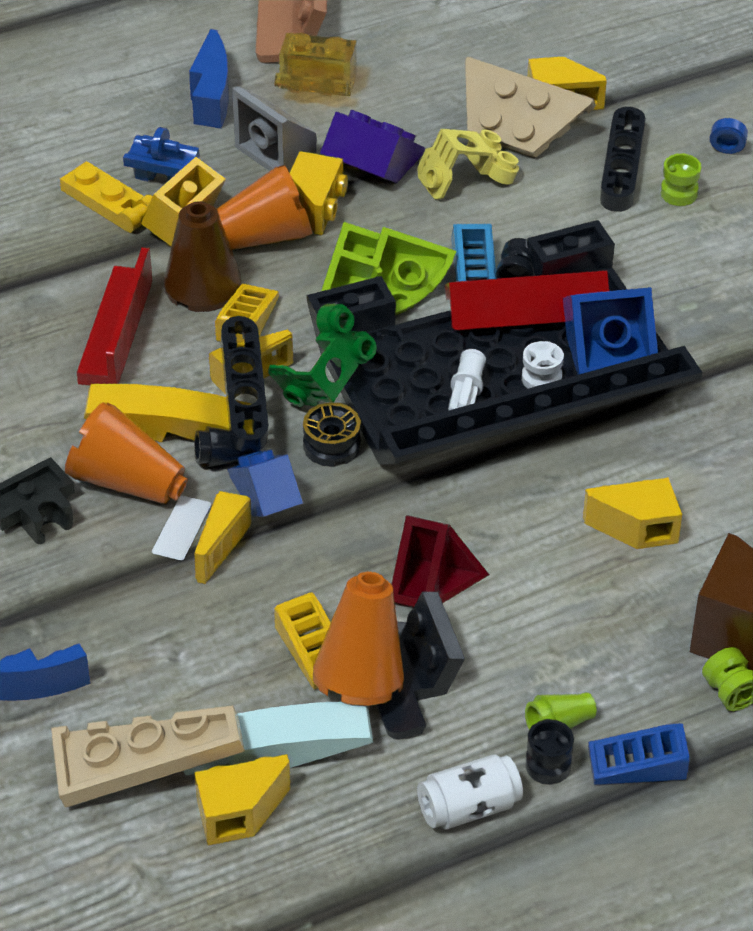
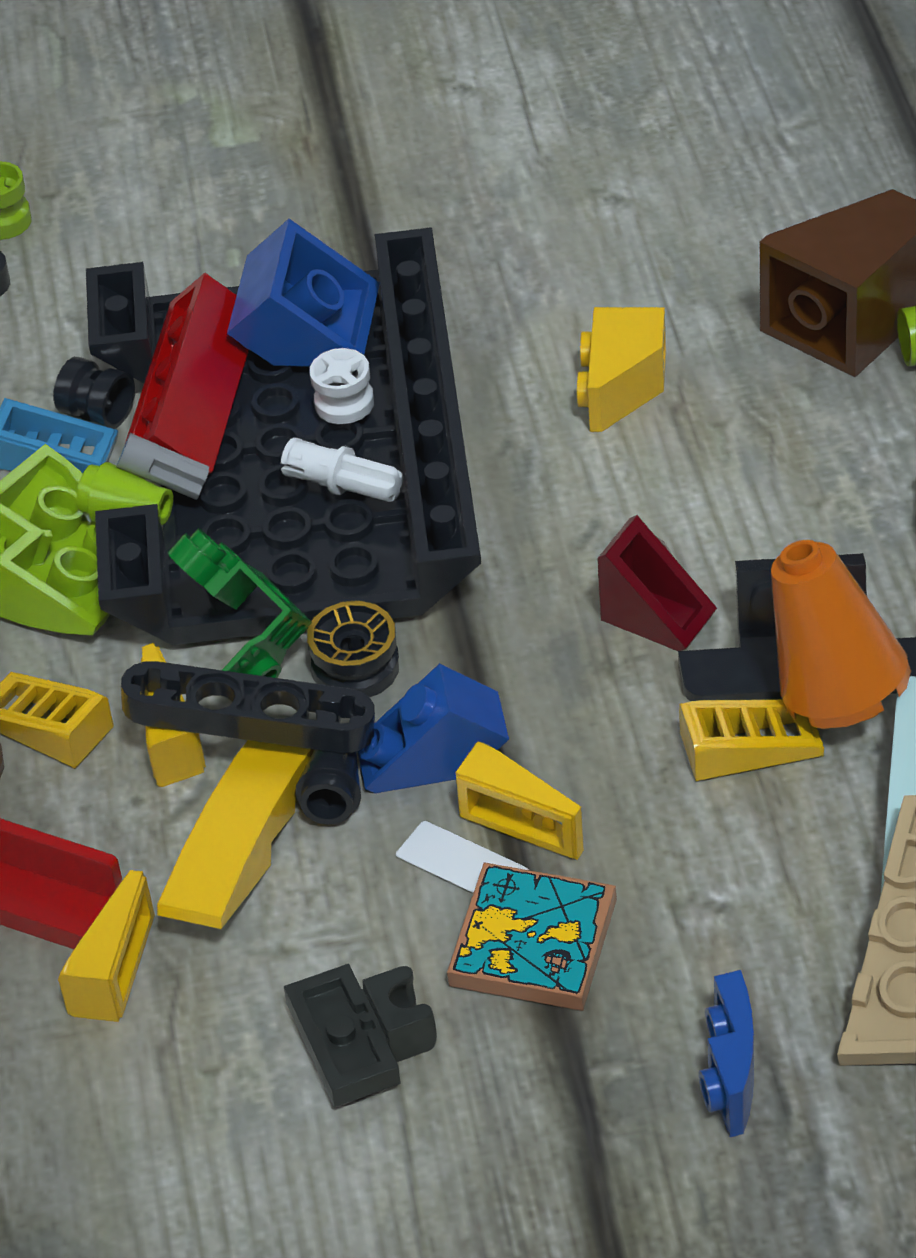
camera: 70 degrees left, 0 degrees up
(50, 375) = (106, 960): none -> yellow slope
(121, 567) = (532, 936): none -> tile
(124, 458) = (325, 890): orange cone -> none
(415, 291) = (113, 488): none -> lime cone
(437, 299) = (163, 466): none -> light grey piece

